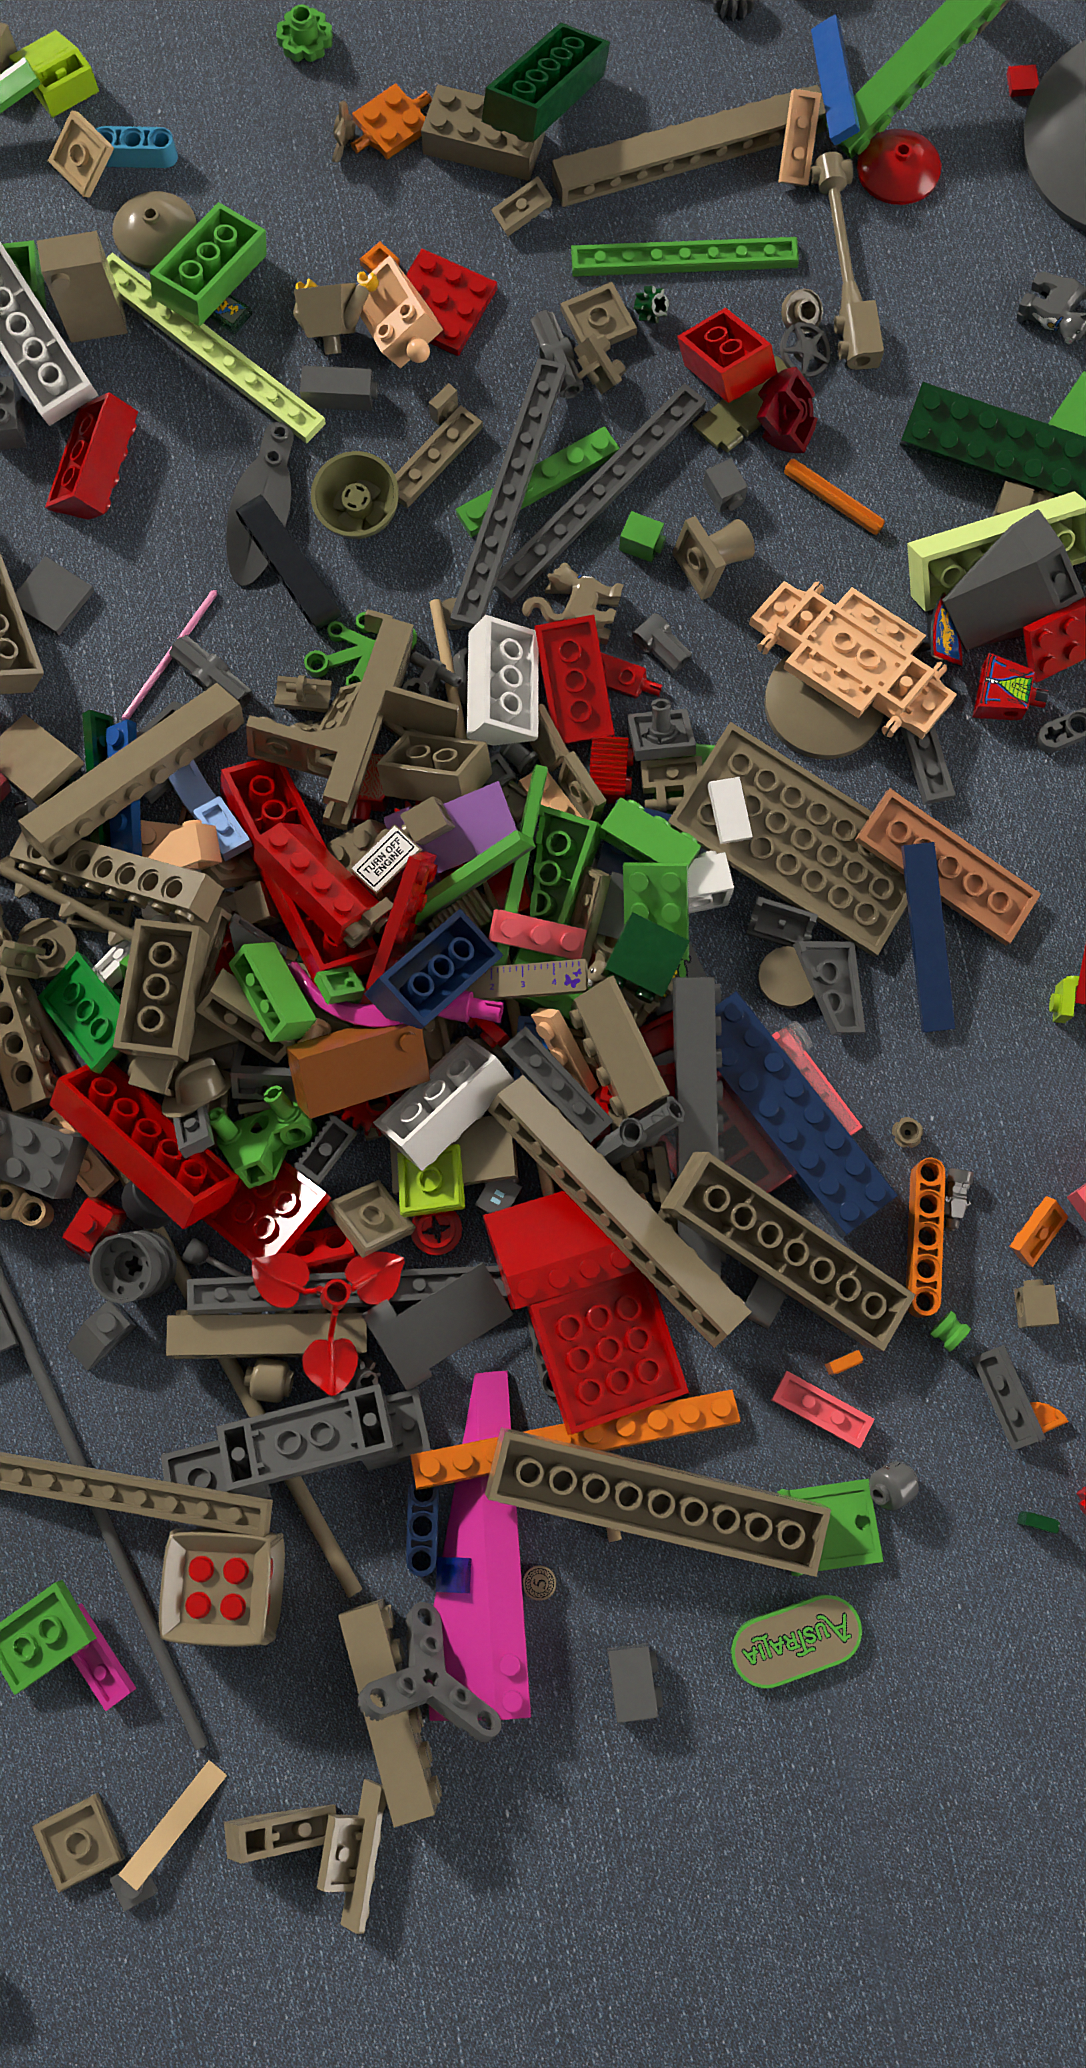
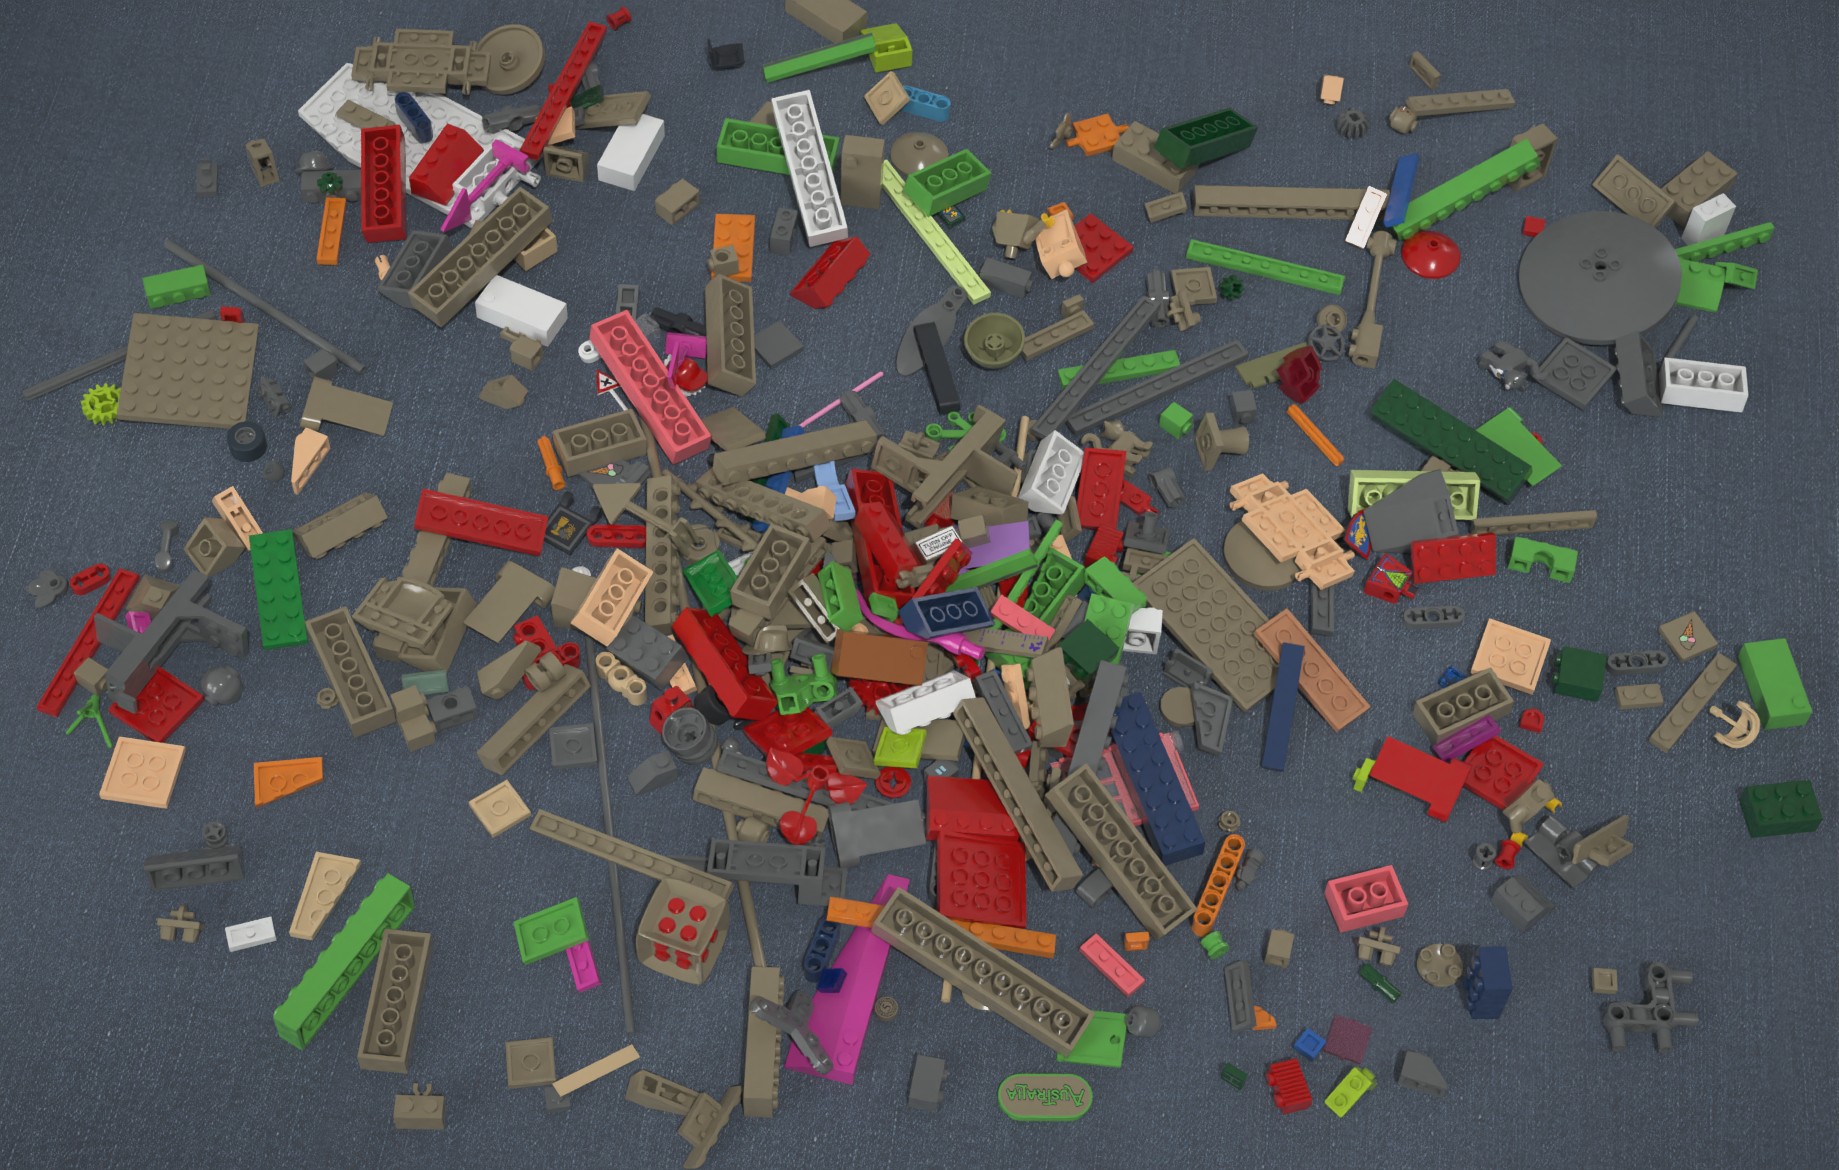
camera: 15 degrees right, 20 degrees down
(304, 34) = (1058, 69): bright green plant -> none
(581, 788) = (1080, 547): dark tan tile -> none
(652, 1125) = (1049, 751): dark grey piece -> none
(727, 355) = (1270, 329): red brick -> none
(729, 810) = (1174, 588): white tile -> none
(1039, 1231) = (1297, 905): orange plate -> none

